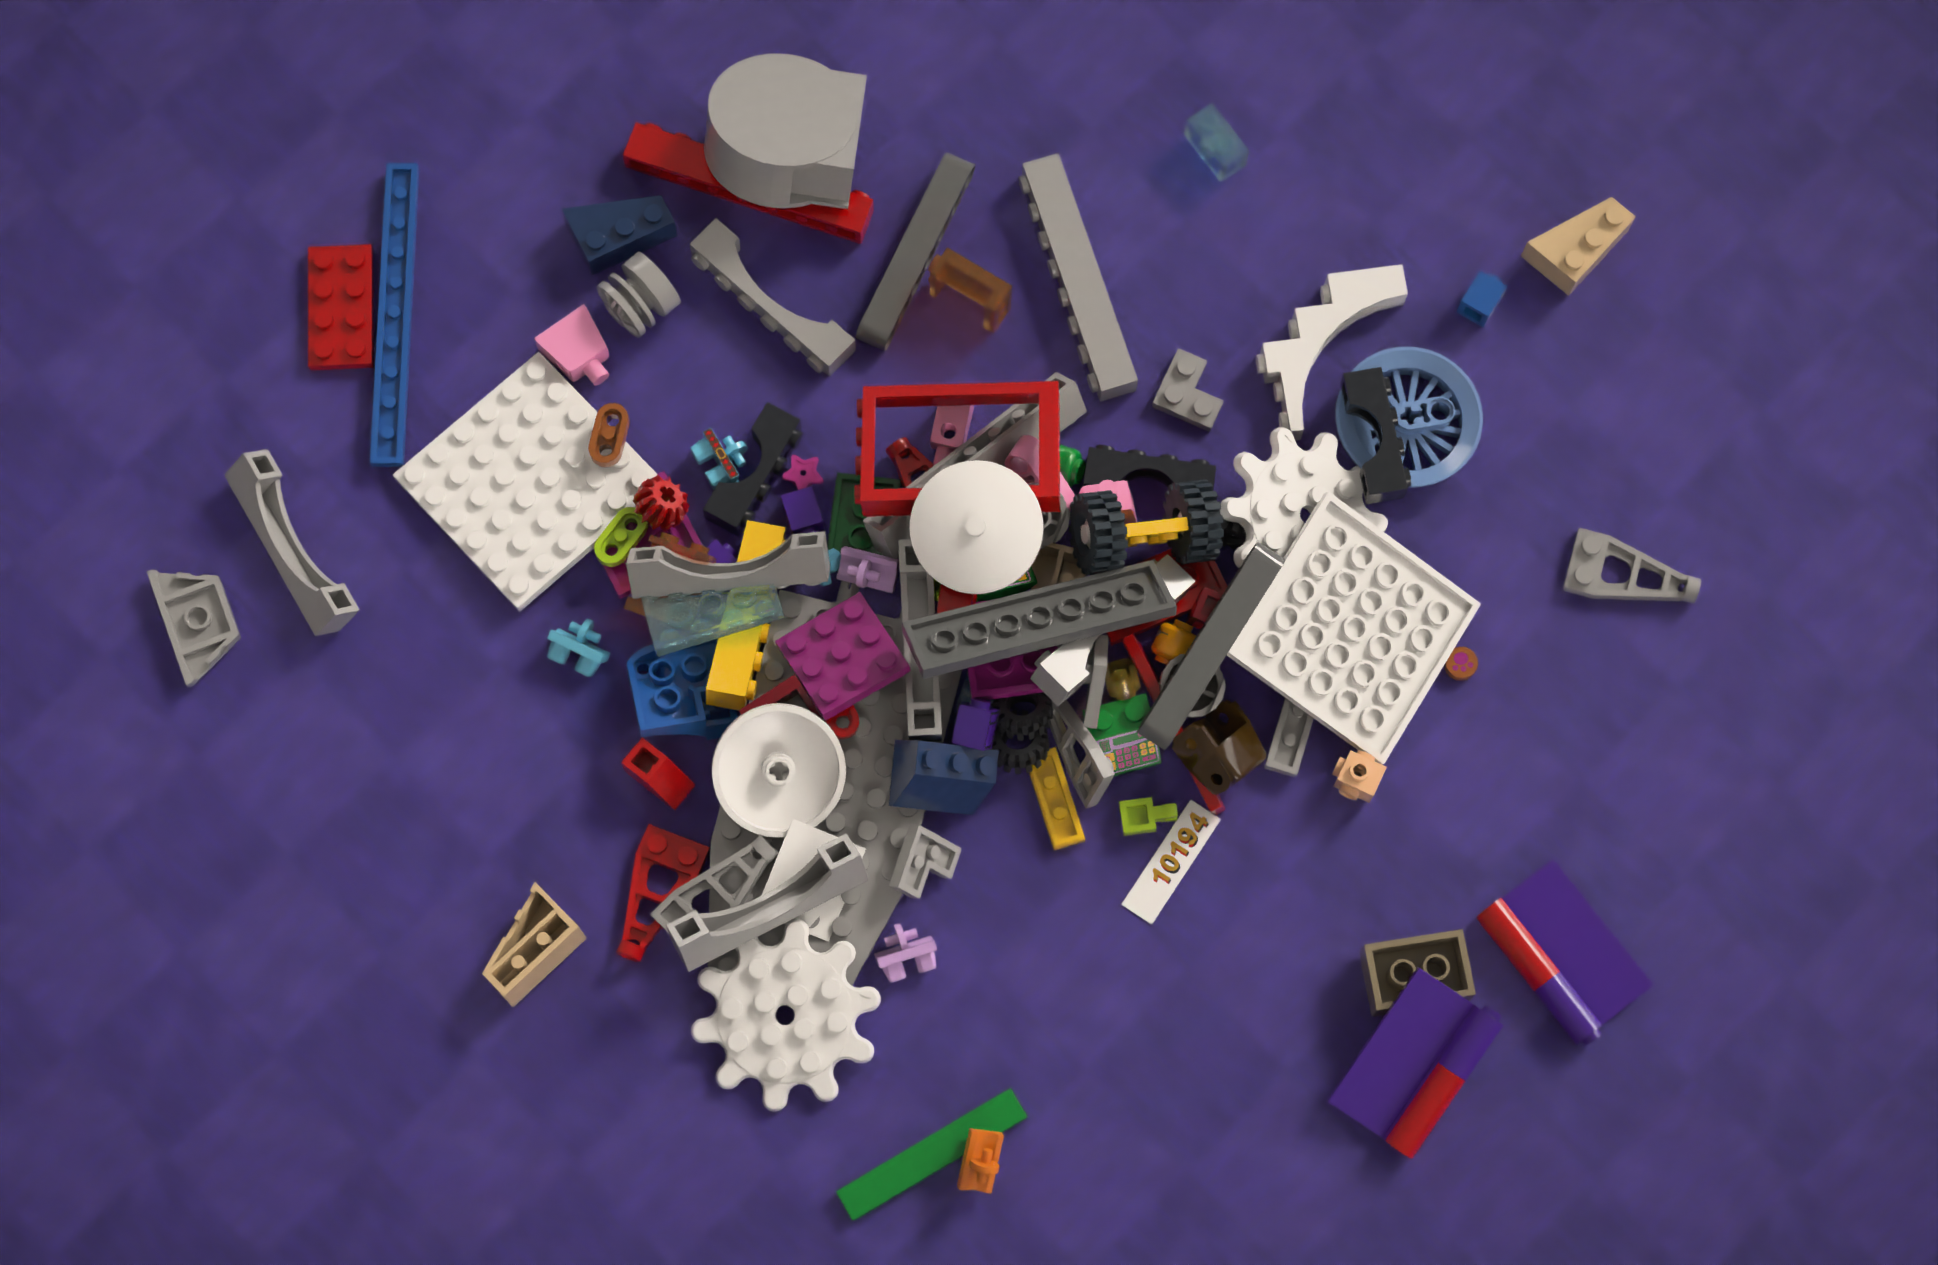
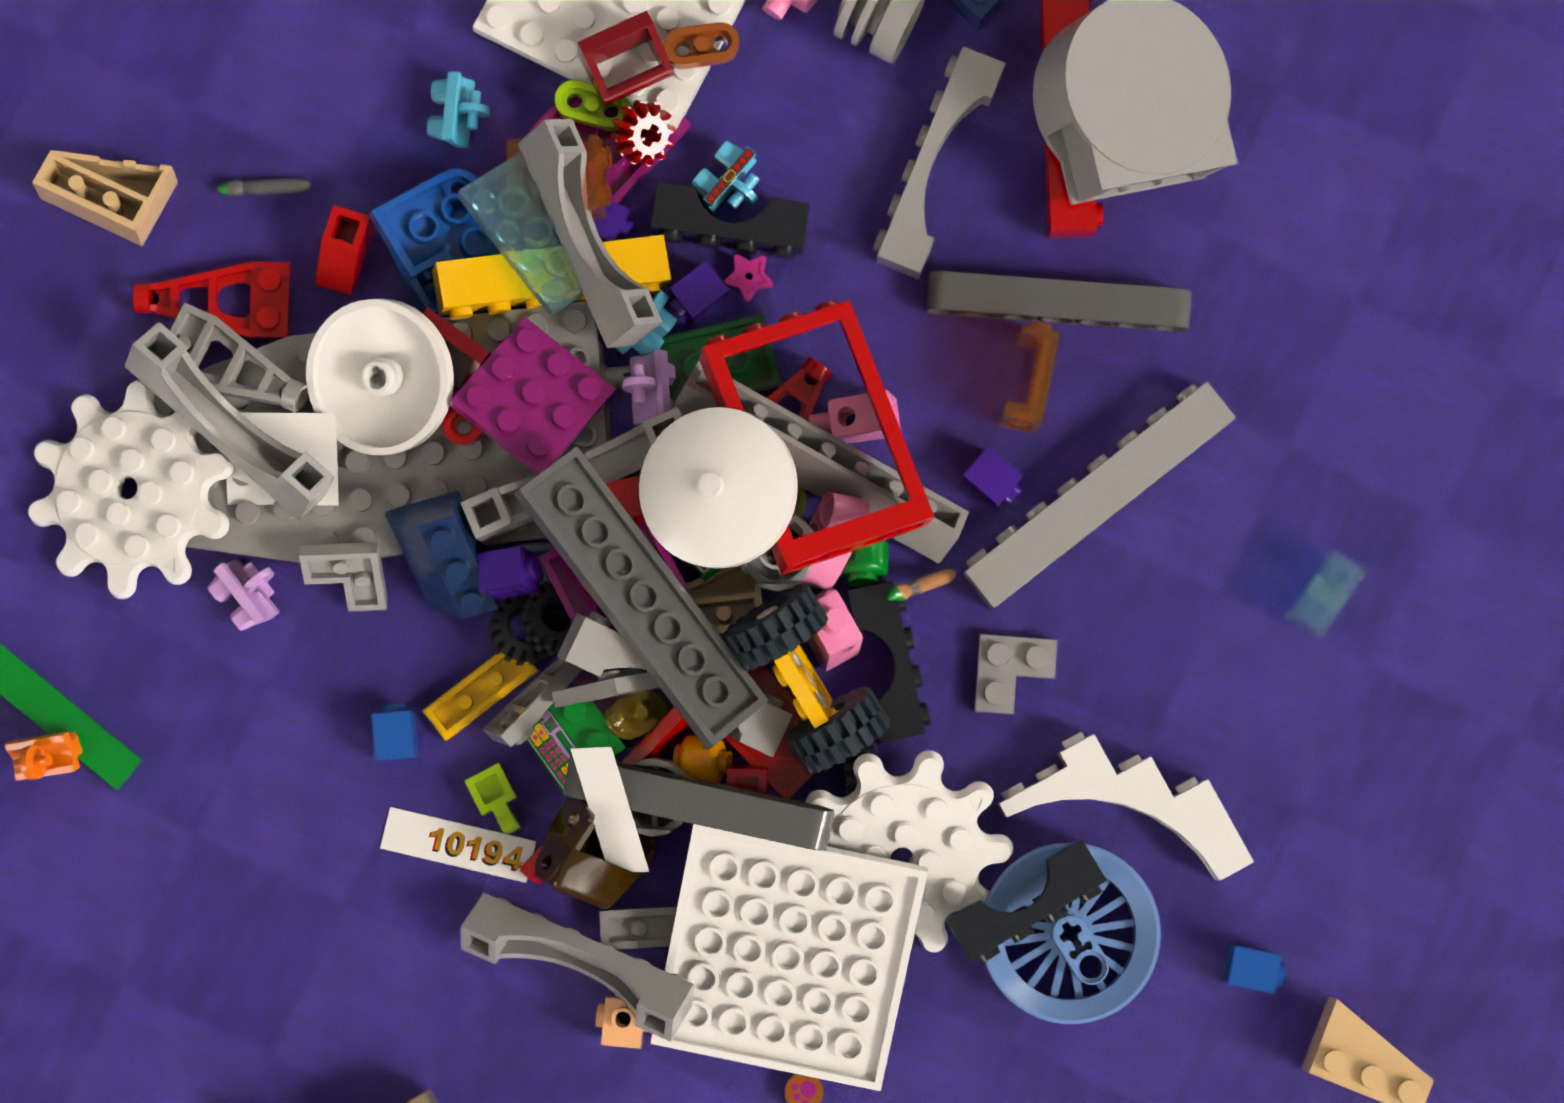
camera: 75 degrees right, 10 degrees up
(569, 844) = (264, 186): none -> dark grey piece
(578, 473) = (618, 40): none -> dark red tile
(1035, 348) = (993, 479): none -> dark purple brick
(1065, 875) = (394, 733): none -> blue brick
(1099, 430) = (920, 585): none -> medium nougat piece
(1185, 709) = (610, 806): none -> white sticker
(1347, 739) = (502, 930): none -> light grey arch

